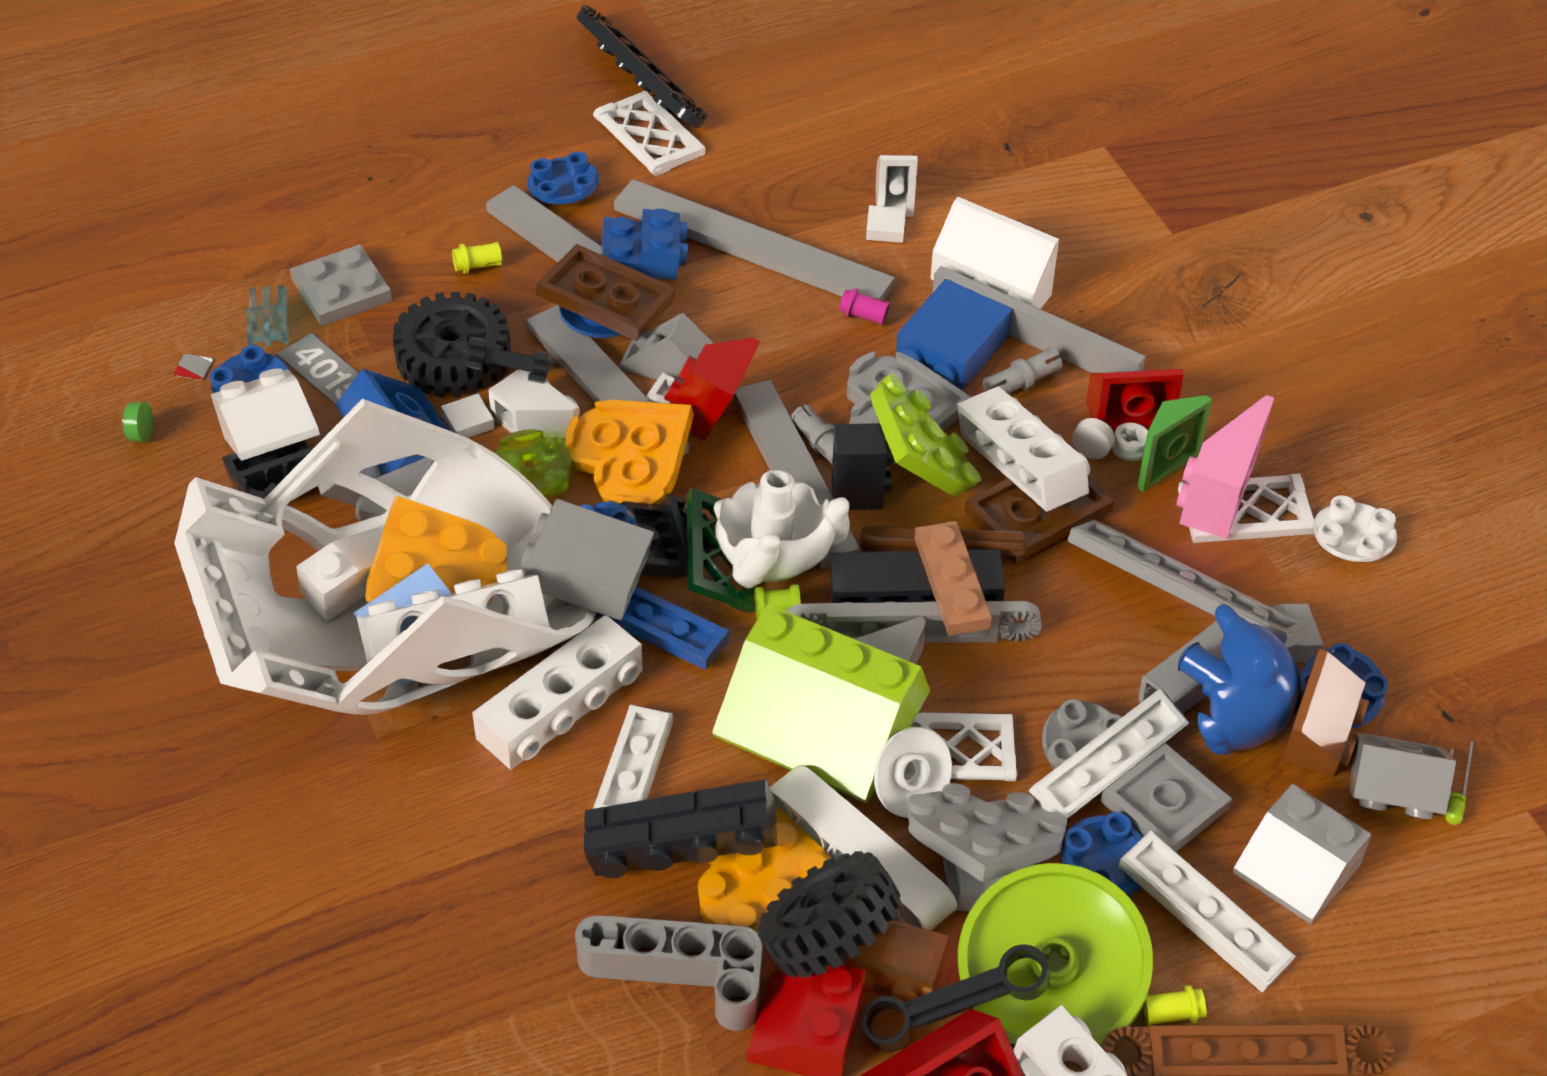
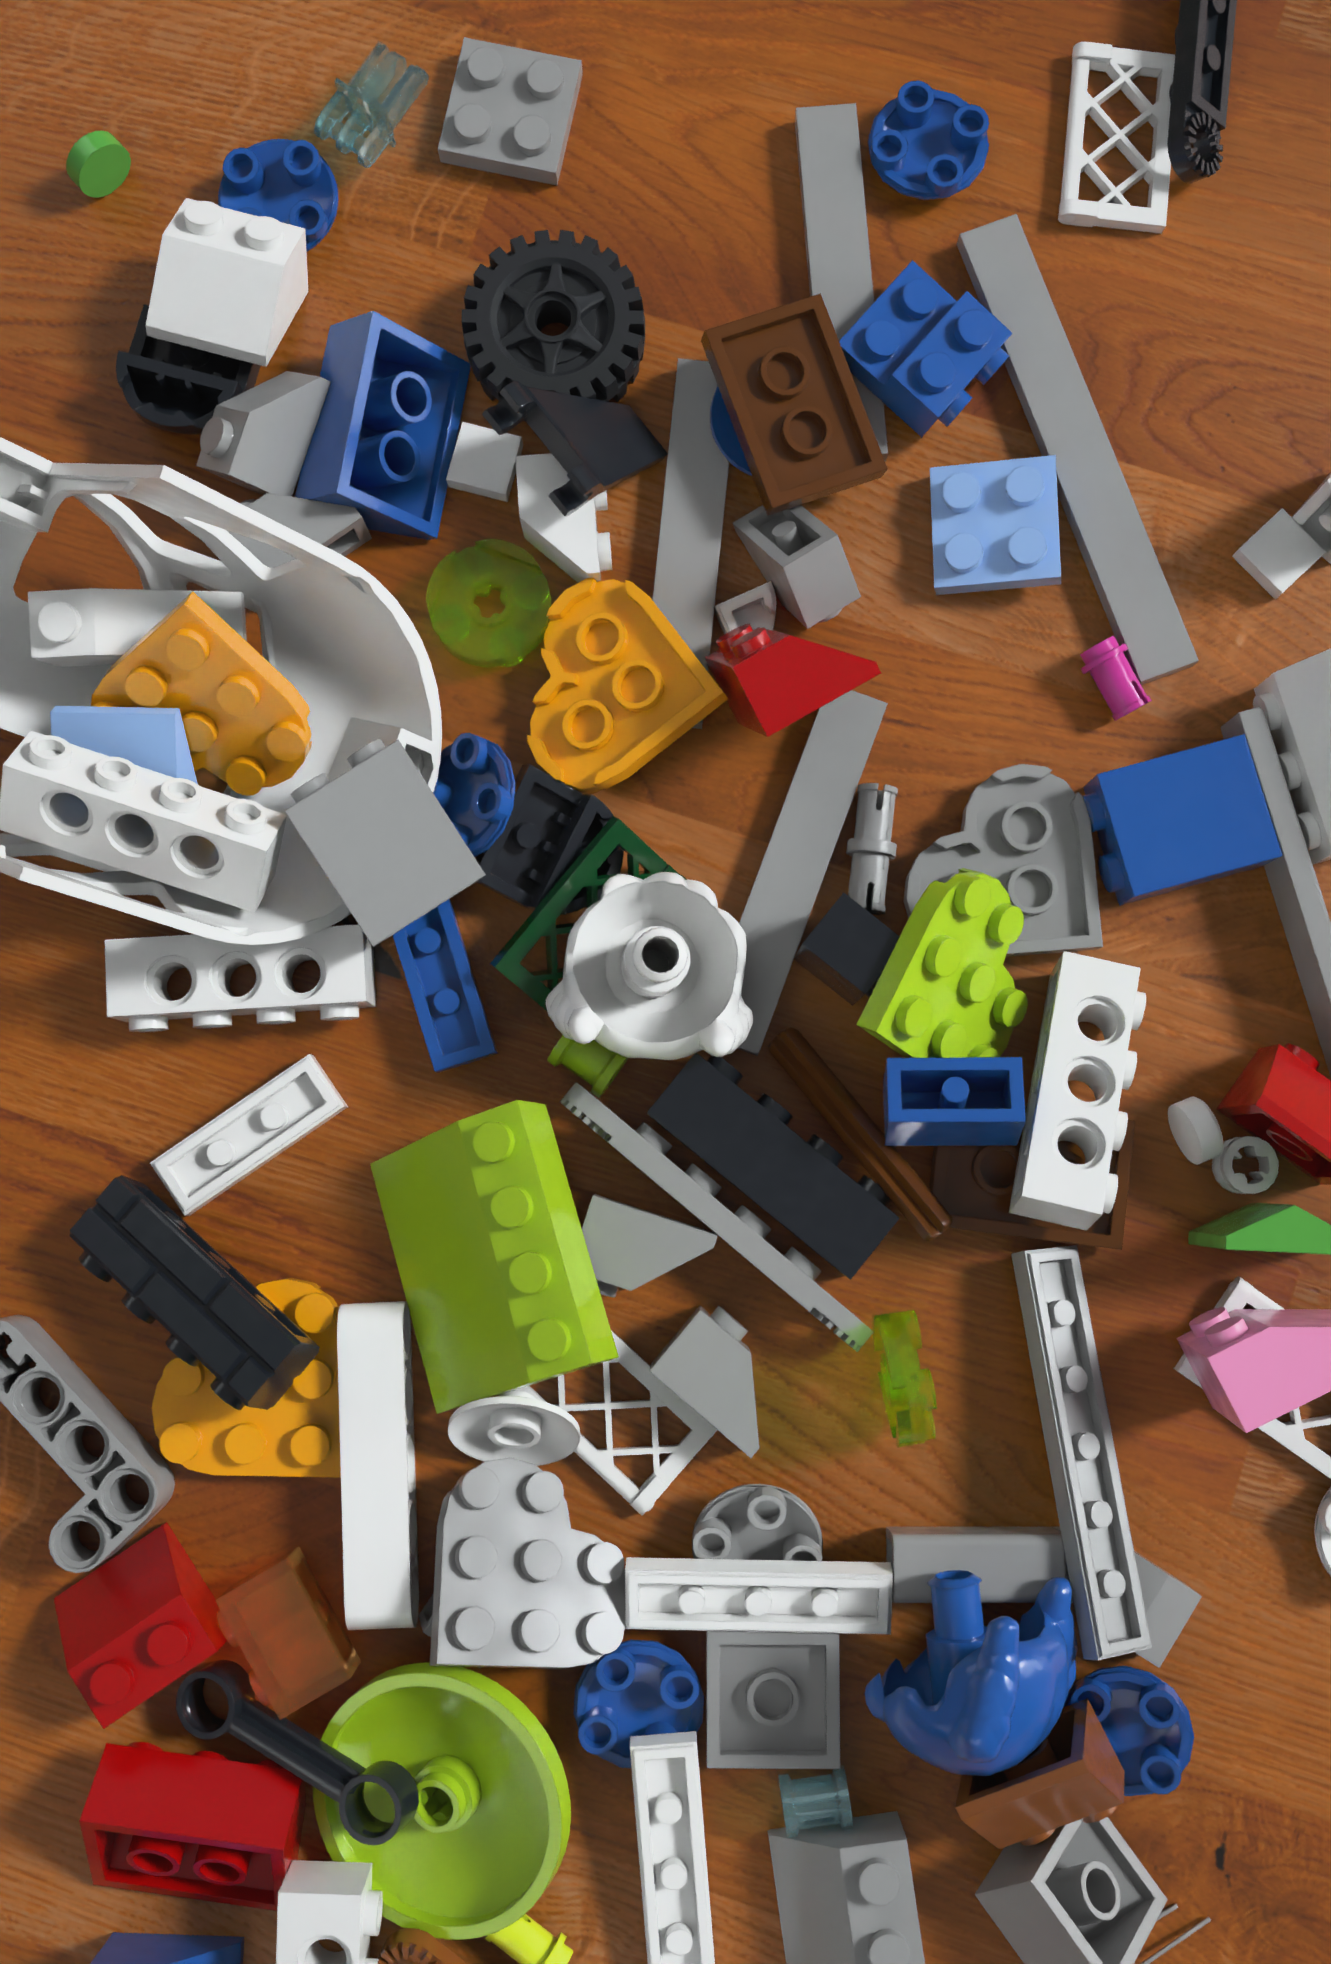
camera: 45 degrees right, 35 degrees up
(193, 366) = (242, 112): light grey sticker -> none
(320, 366) = (389, 244): light grey sticker -> none
(476, 256) = (706, 197): neon yellow pin -> none
(747, 287) = (995, 525): none -> light blue plate
(829, 914) = (215, 1603): black wheel -> none
(952, 578) = (796, 1219): nougat plate -> none
(972, 479) = (953, 1101): none -> blue brick
(988, 685) = (713, 1374): none -> light grey slope
(1024, 372) = (1210, 953): light grey pin -> none
(1074, 609) = (905, 1387): none -> clear neon green plate
(1236, 826) = (815, 1802): none -> clear light blue bush

